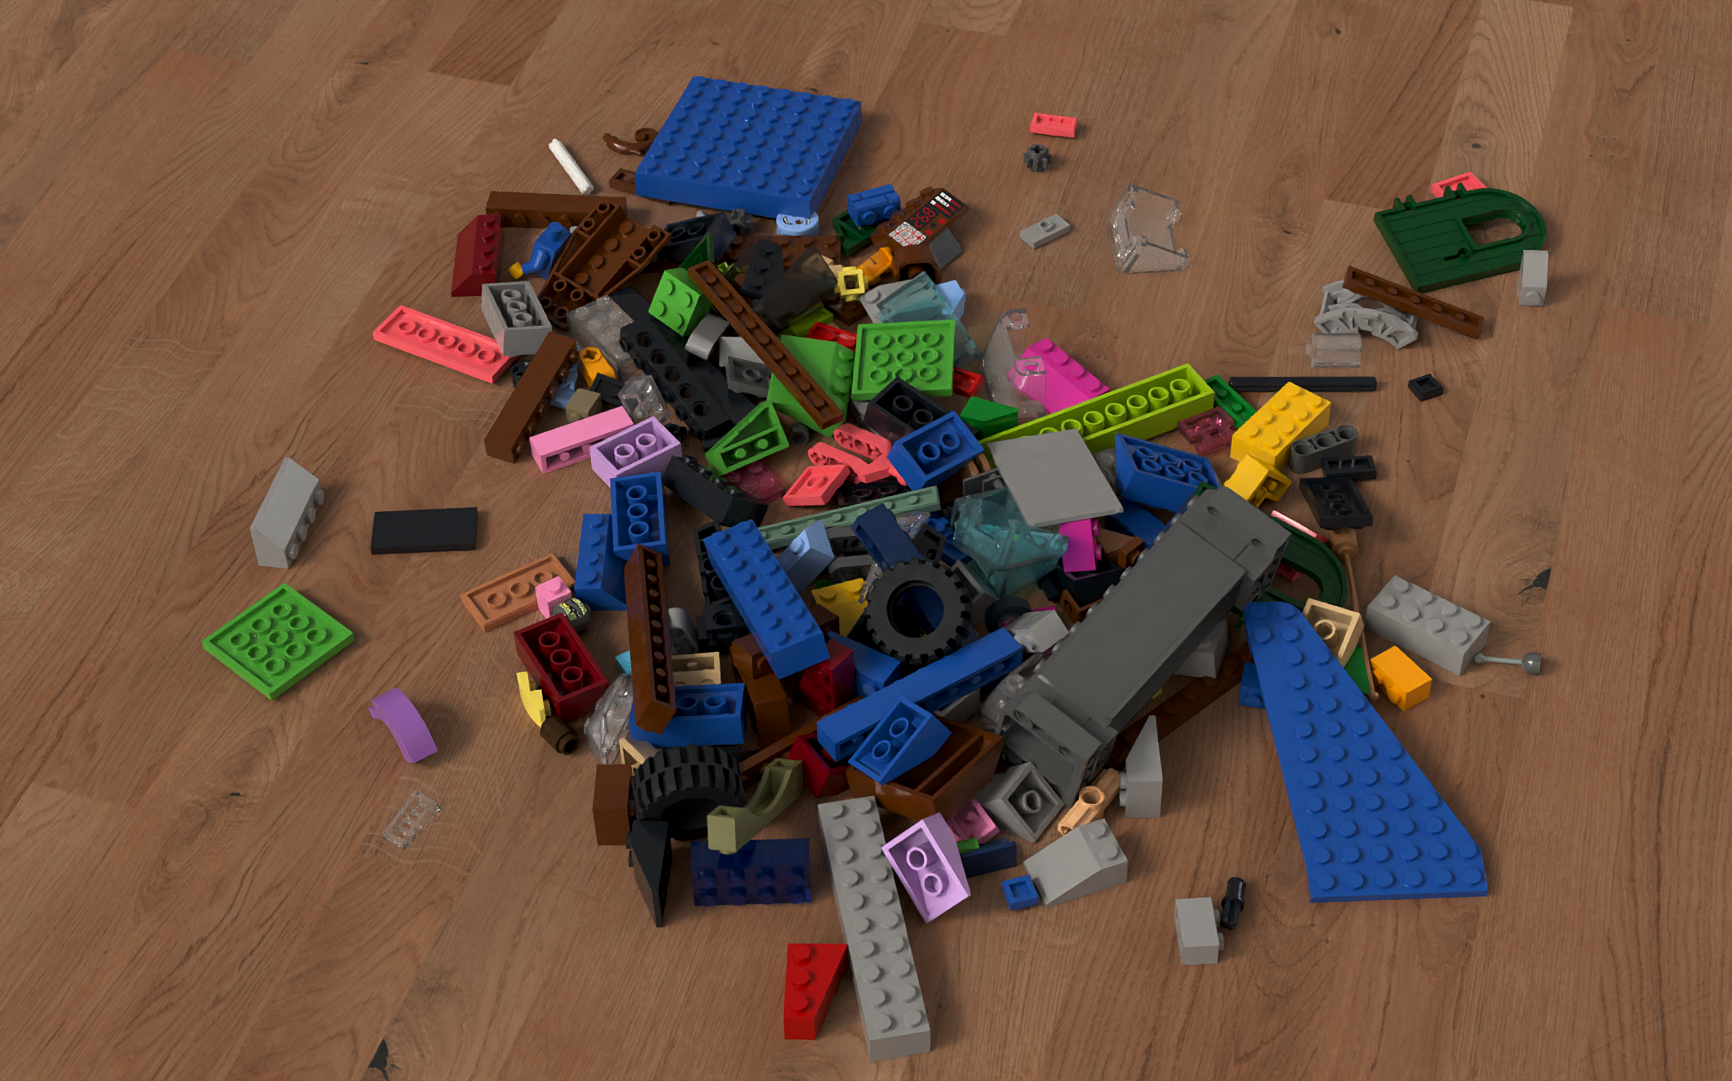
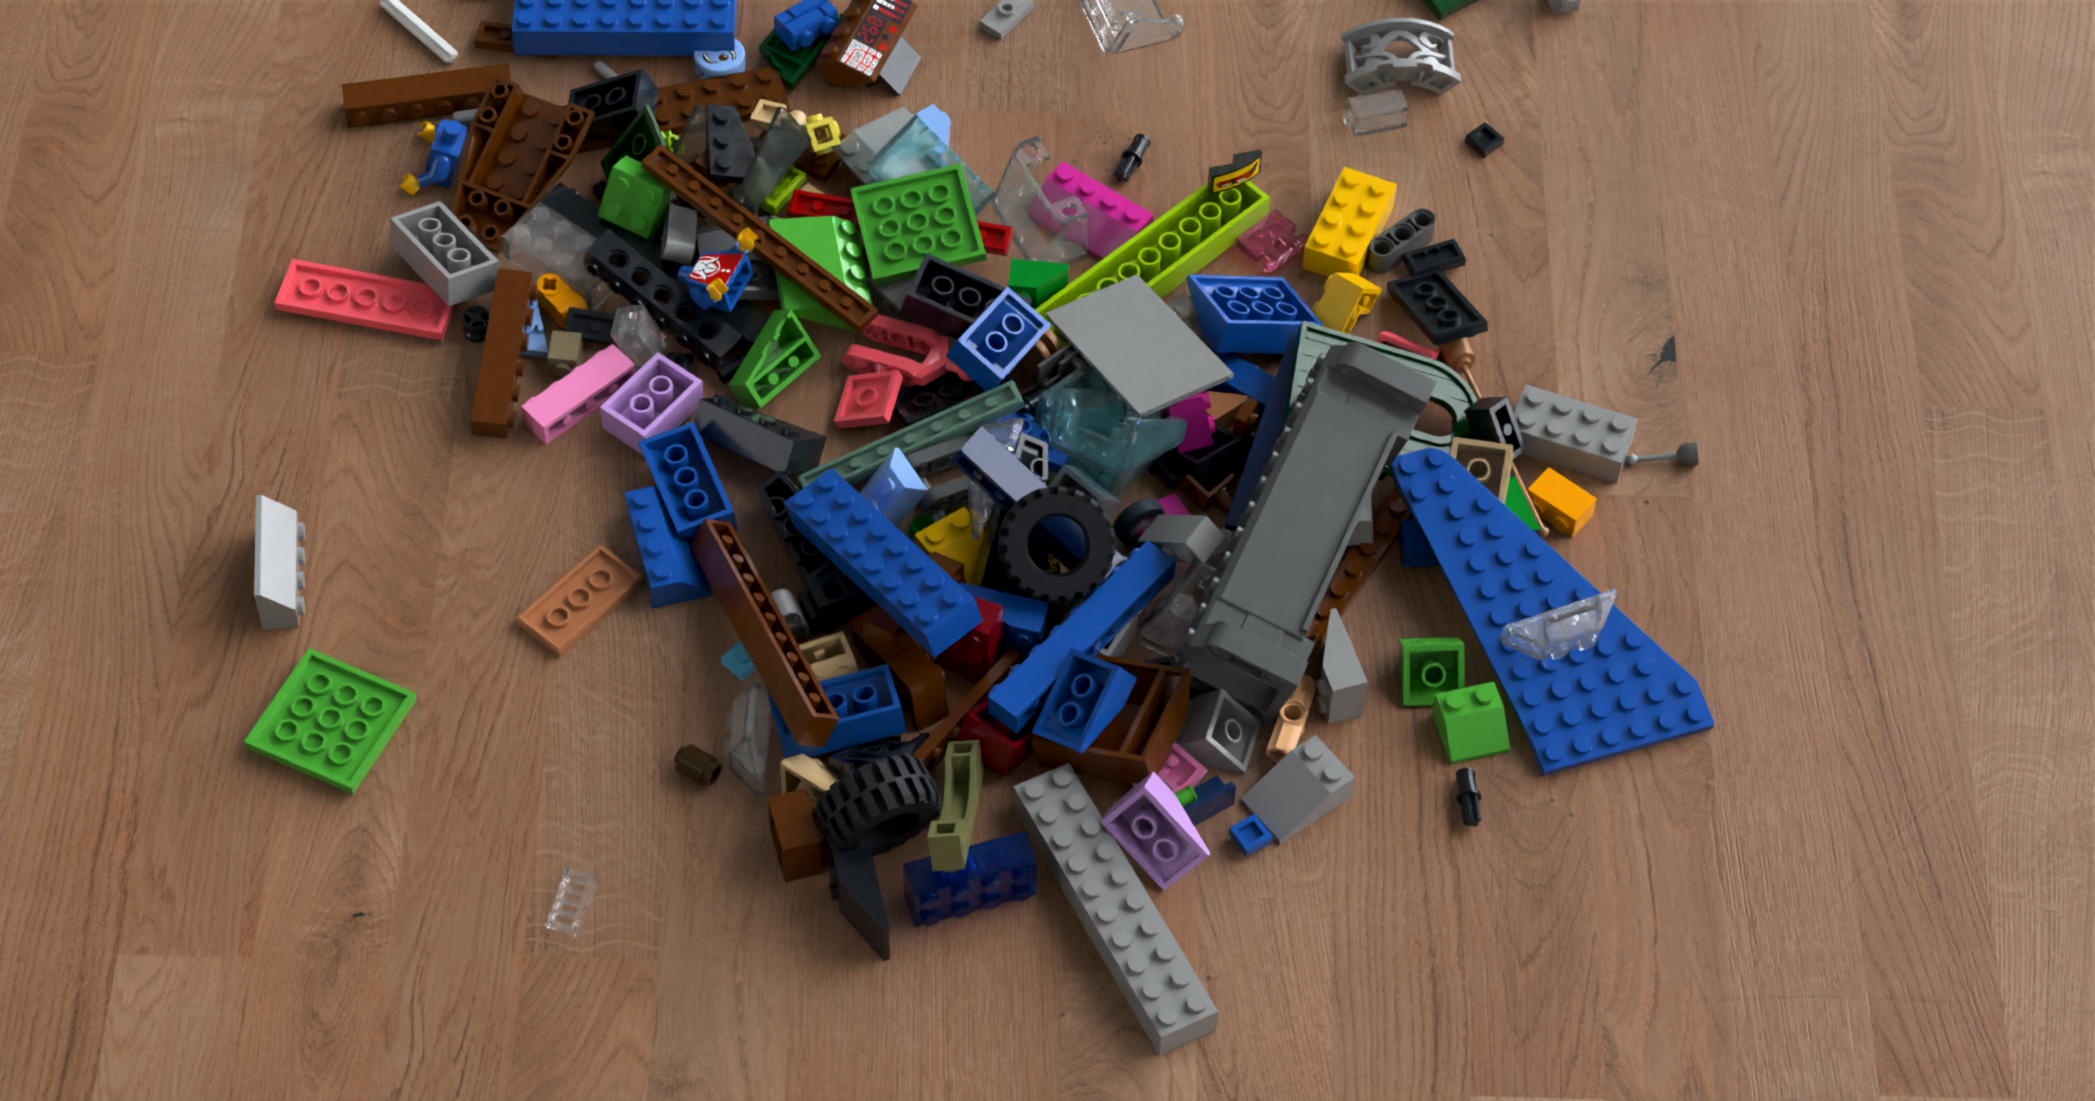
camera: 20 degrees left, 10 degrees up
(404, 723) = (523, 790): medium lavender arch -> none
(424, 530) = (440, 546): black tile -> none
(478, 255) = (357, 175): dark red slope -> none
(532, 699) = (651, 731): light yellow slope -> none
(551, 594) = (628, 603): bright pink brick -> none
(561, 666) = (670, 684): dark red slope -> none
(576, 613) = (655, 620): dark grey head -> none
(723, 366) = (720, 276): none -> torso
(740, 221) = (656, 69): dark grey gear -> none
(757, 481) = (797, 407): clear pink plate -> none
(795, 431) = (819, 331): dark grey hinge -> none
(810, 983) = (1071, 989): red wedge -> none
(882, 261) = (841, 95): light orange hinge -> none
(912, 261) = (881, 94): reddish brown brick -> none
(1111, 349) = (1132, 157): none -> black axle
(1188, 367) = (1228, 176): none -> slope
(1197, 931) = (1443, 836): light grey brick -> none
(1230, 401) = (1288, 203): green plate -> none
(1233, 792) = (1430, 668): none -> bright green slope
(1256, 841) = (1471, 722): none -> bright green slope
(1267, 384) = (1353, 161): black axle -> none
(1356, 595) = (1494, 421): none -> black slope
(1360, 771) = (1560, 629): none -> clear wedge
(1413, 302) = (1446, 38): reddish brown plate -> none

